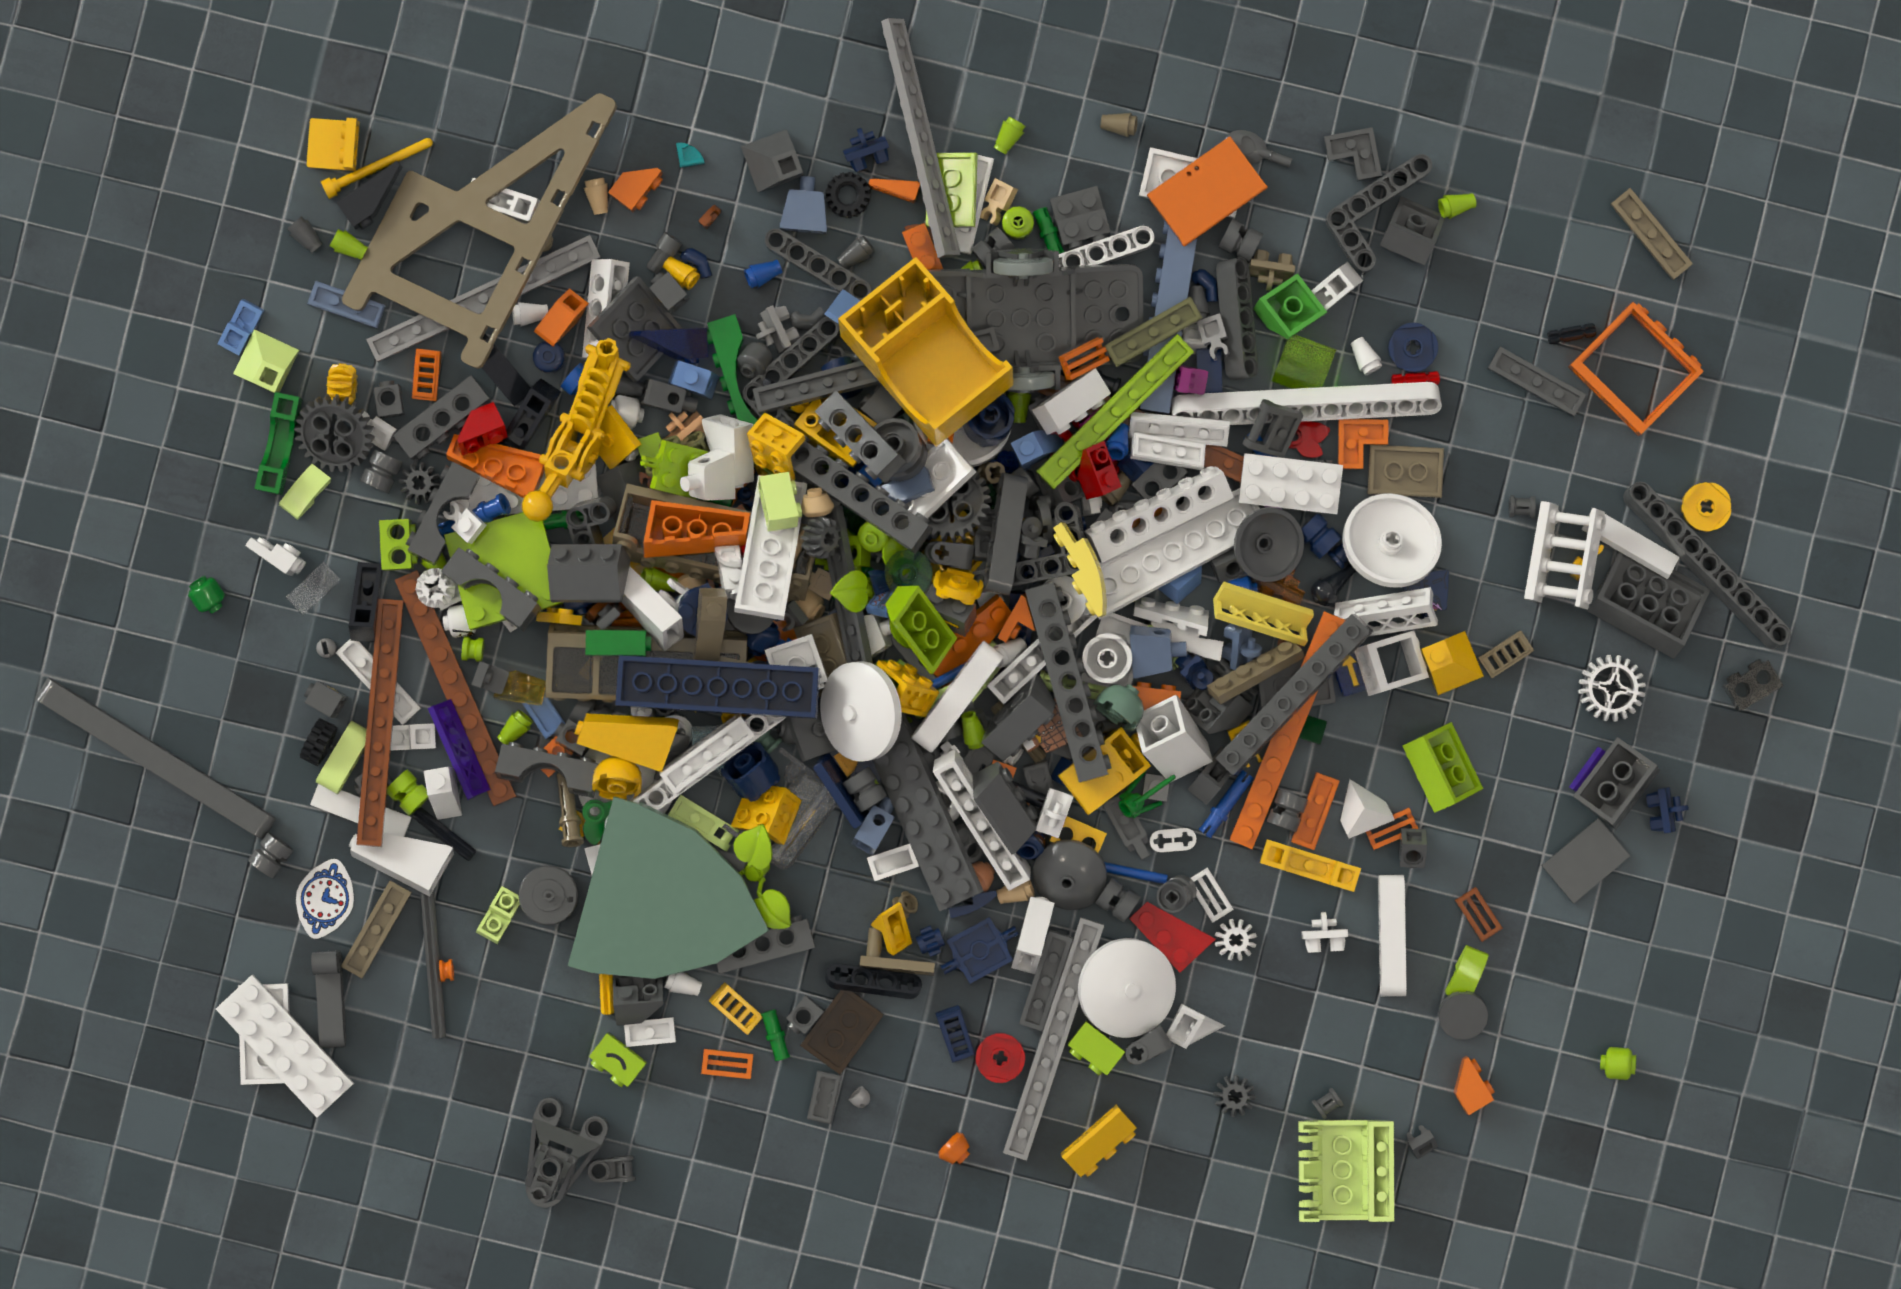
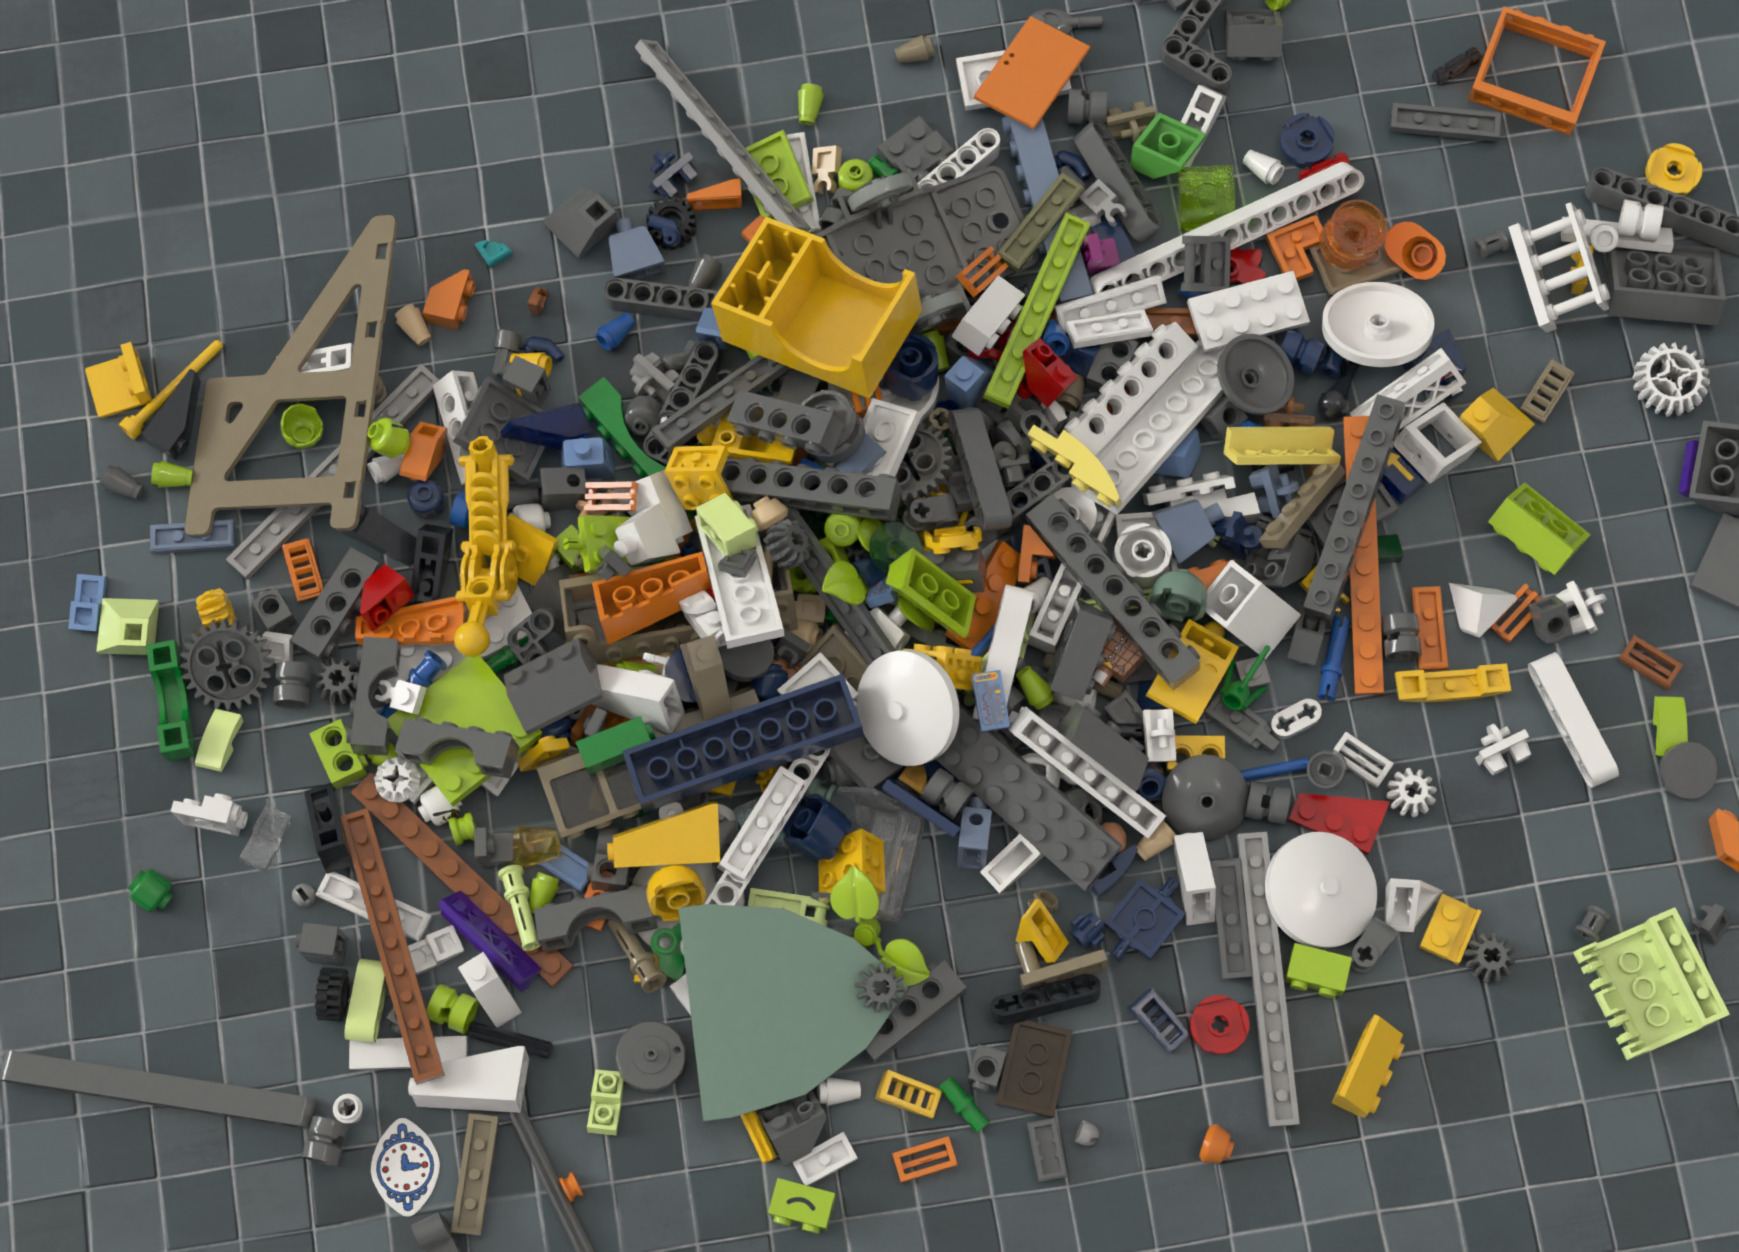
camera: 25 degrees left, 15 degrees down
(290, 839) = (344, 1104): none -> white cone
(470, 249) = (301, 426): none -> lime hair
(493, 722) = (517, 896): none -> yellowish green pin
(536, 299) = (388, 437): none -> lime head
(673, 493) = (611, 564): none -> dark grey tile
(683, 419) = (592, 496): none -> tile
(742, 932) = (879, 977): none -> dark grey gear
(773, 538) = (739, 563): none -> dark grey tile
(842, 204) = (668, 228): none -> dark blue arm
(928, 733) = (990, 701): none -> medium blue tile
(1215, 1059) = (1450, 929): none -> yellow plate
(1420, 459) = (1360, 223): none -> clear orange wheel
(1446, 852) = (1584, 620): none -> white hips
(1454, 489) = (1415, 250): none -> orange piece
(1615, 545) = (1604, 237): none -> white tile
(1651, 544) = (1640, 220): none -> white wheel

